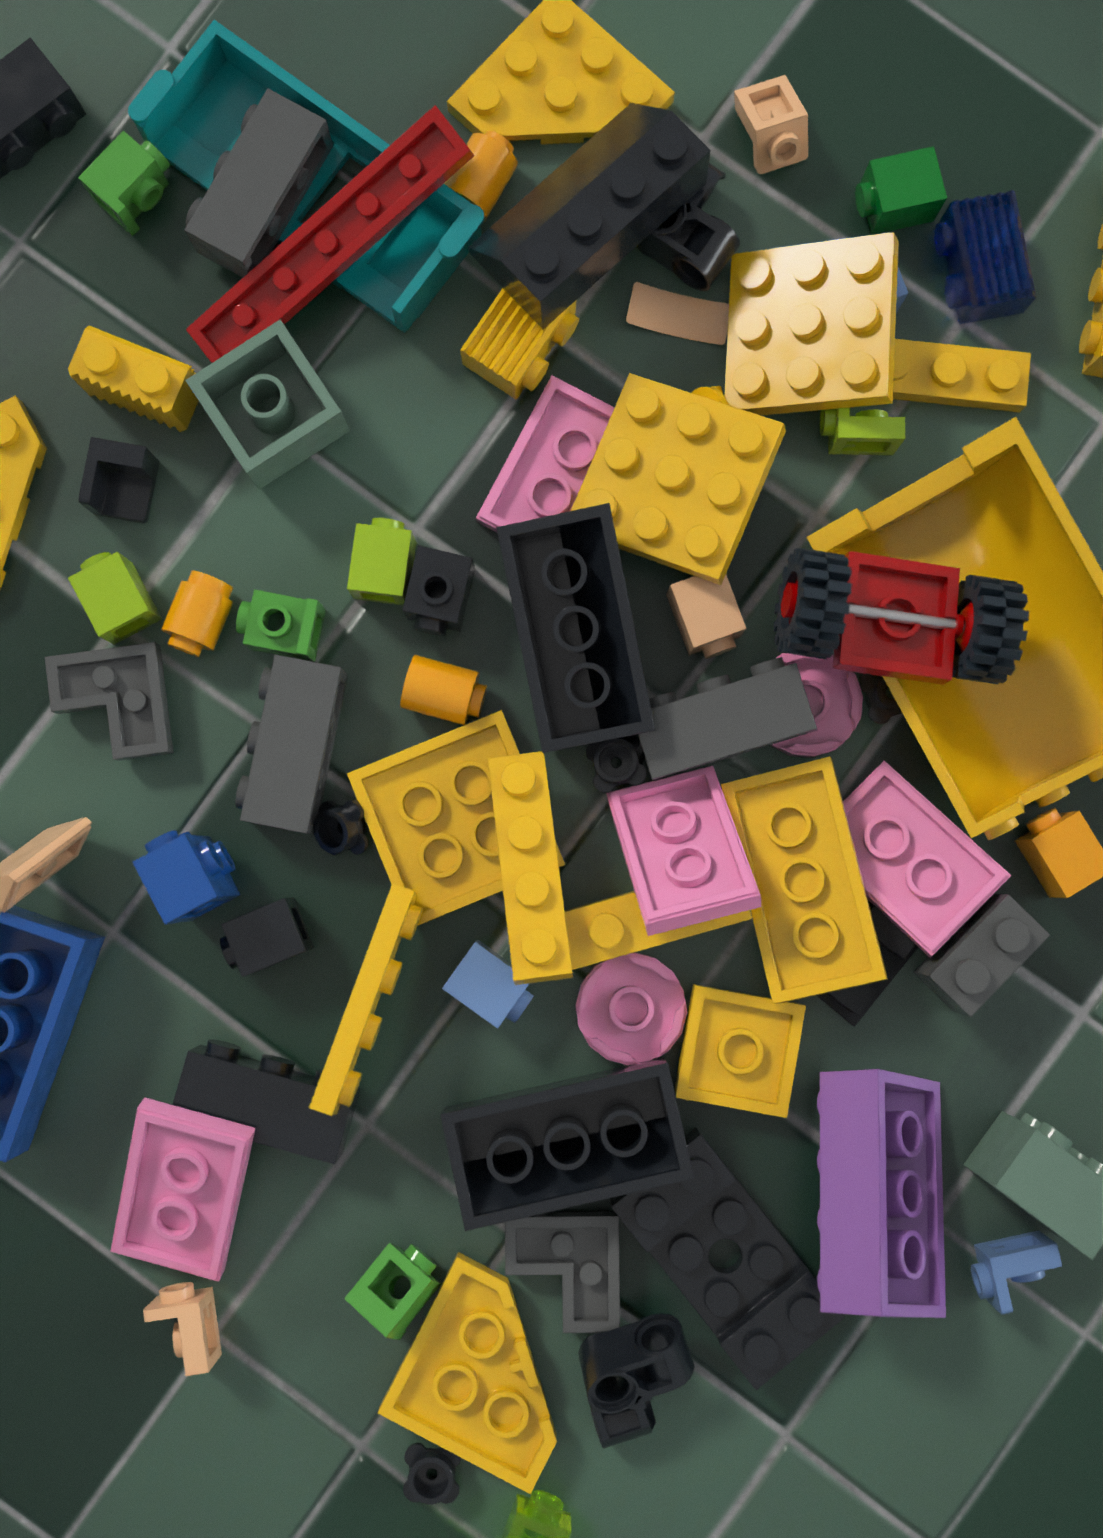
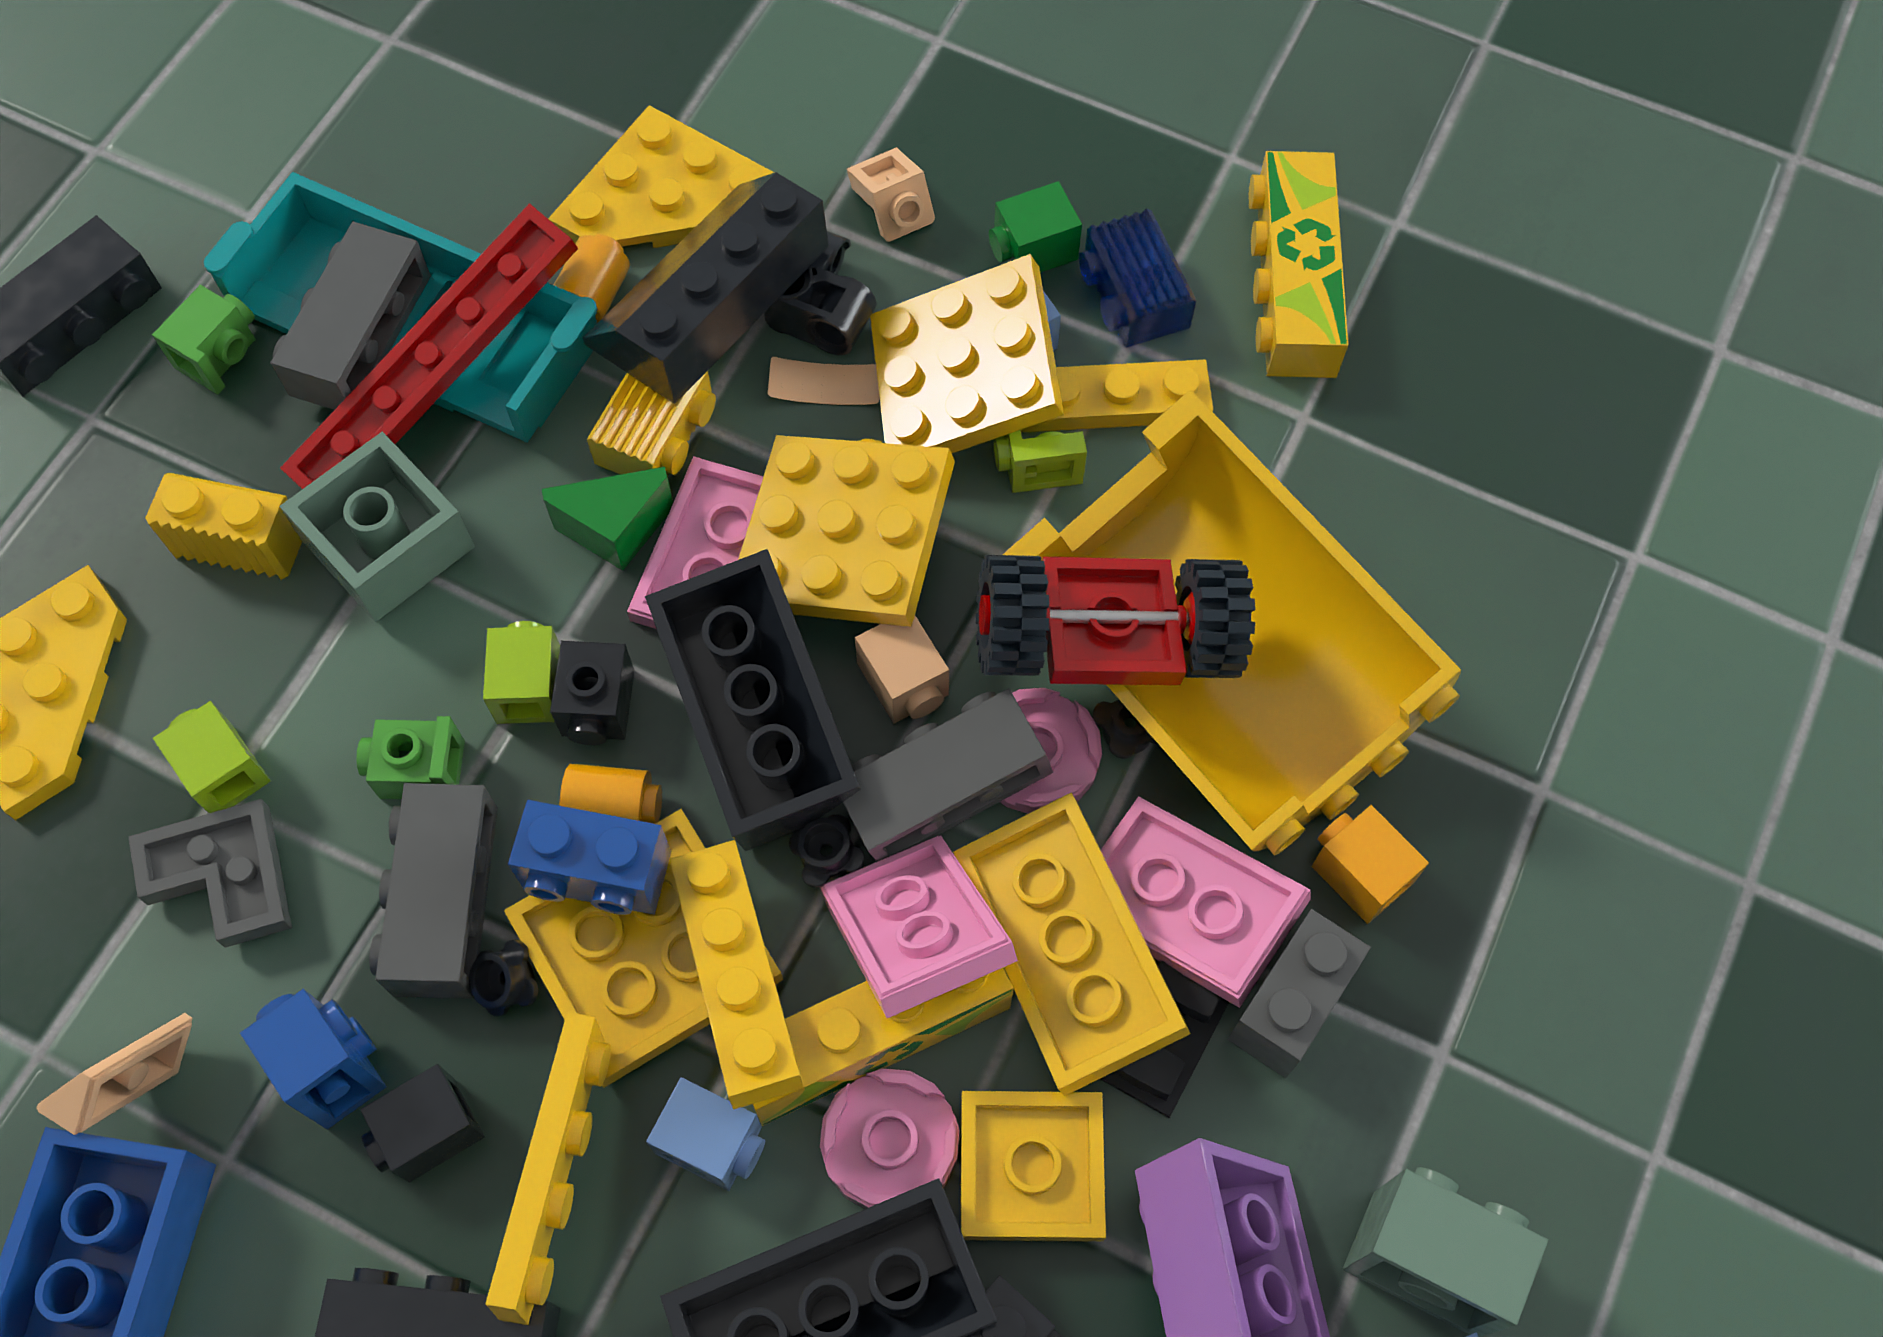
camera: 10 degrees left, 20 degrees down
(118, 480) = (210, 633): black panel -> none
(198, 613) = (311, 761): light orange brick -> none
(424, 749) = (590, 858): none -> blue brick
(473, 422) = (611, 513): none -> green slope

